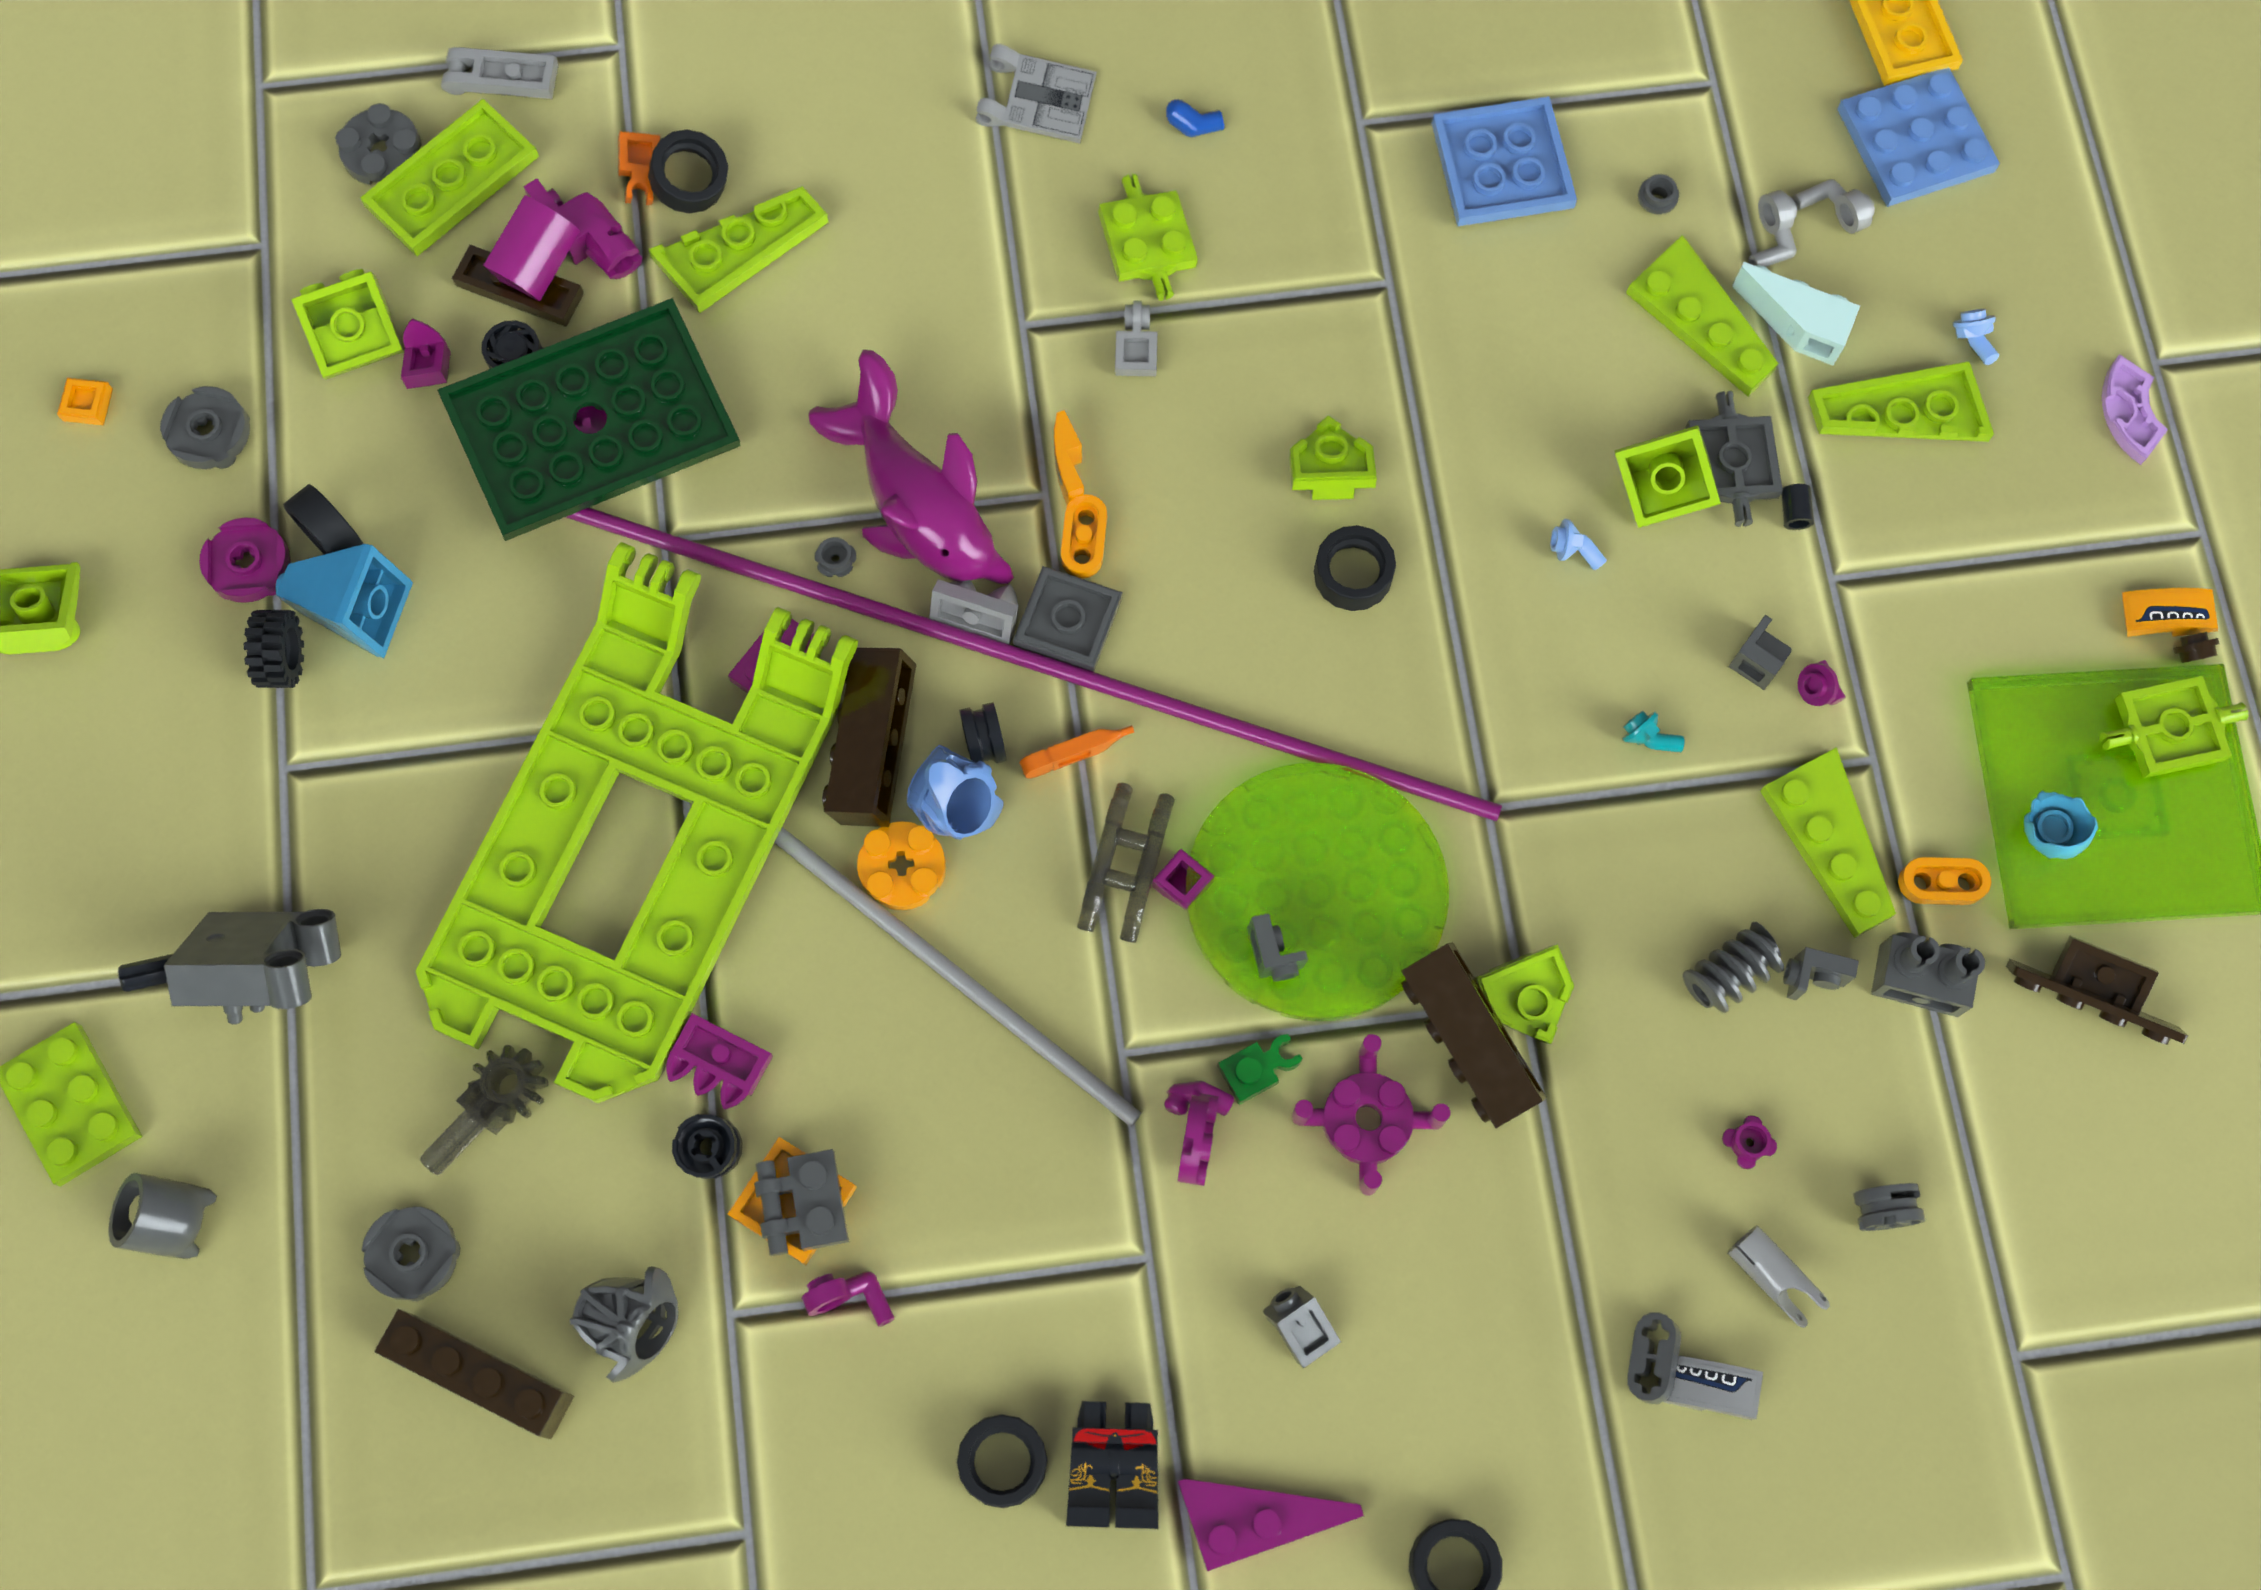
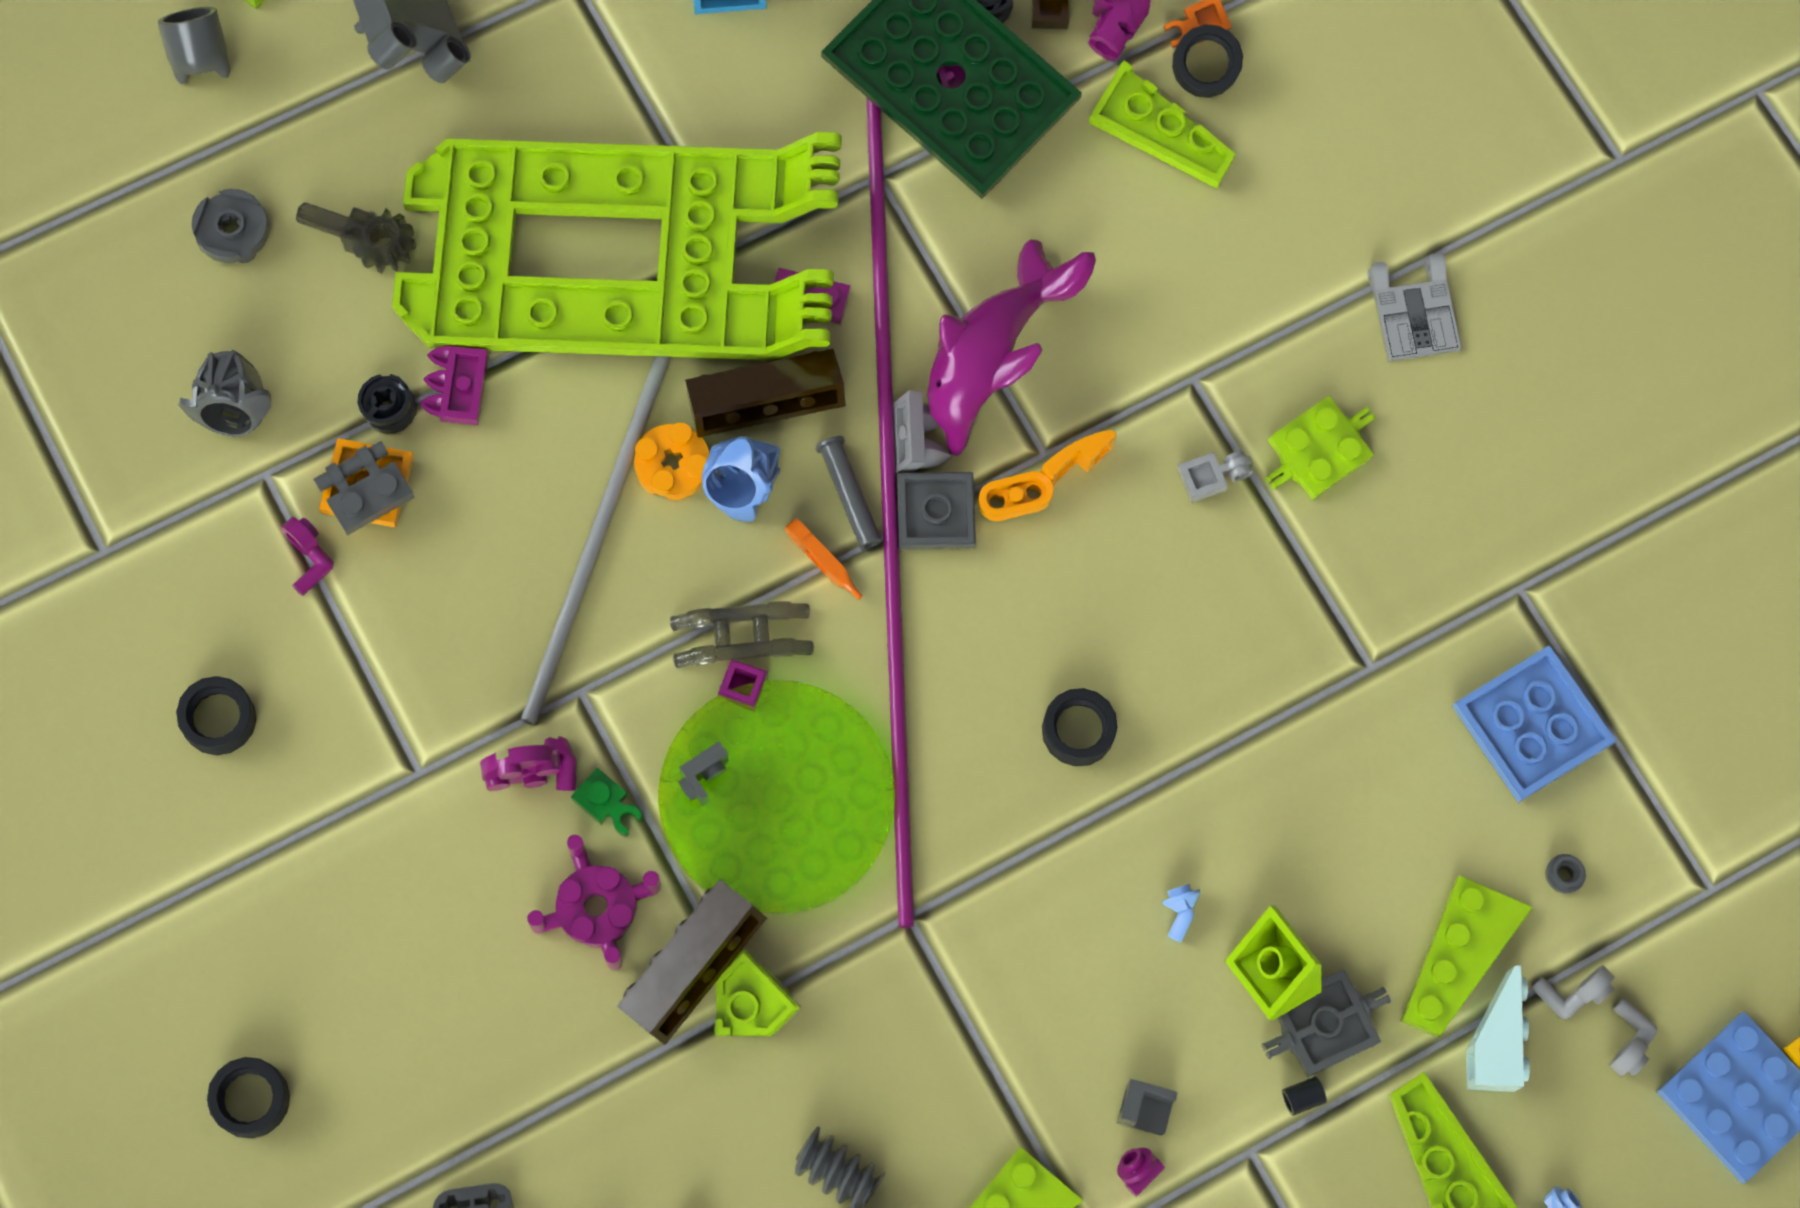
camera: 65 degrees right, 0 degrees up
(474, 1374) = (153, 307): dark brown brick -> none
(835, 547) = (915, 300): dark grey plate -> none
(983, 734) = (802, 478): black wheel -> none
(1014, 696) = (849, 492): none -> dark grey pin
(1117, 1455) = (236, 802): black hips -> none
(1190, 121) = (1448, 442): blue arm -> none
(1247, 1521) = (231, 920): magenta wing -> none
(1301, 1324) = (402, 909): bracket -> none
(1332, 463) = (1170, 674): lime plate -> none
(1644, 730) = (1028, 1023): teal plate -> none

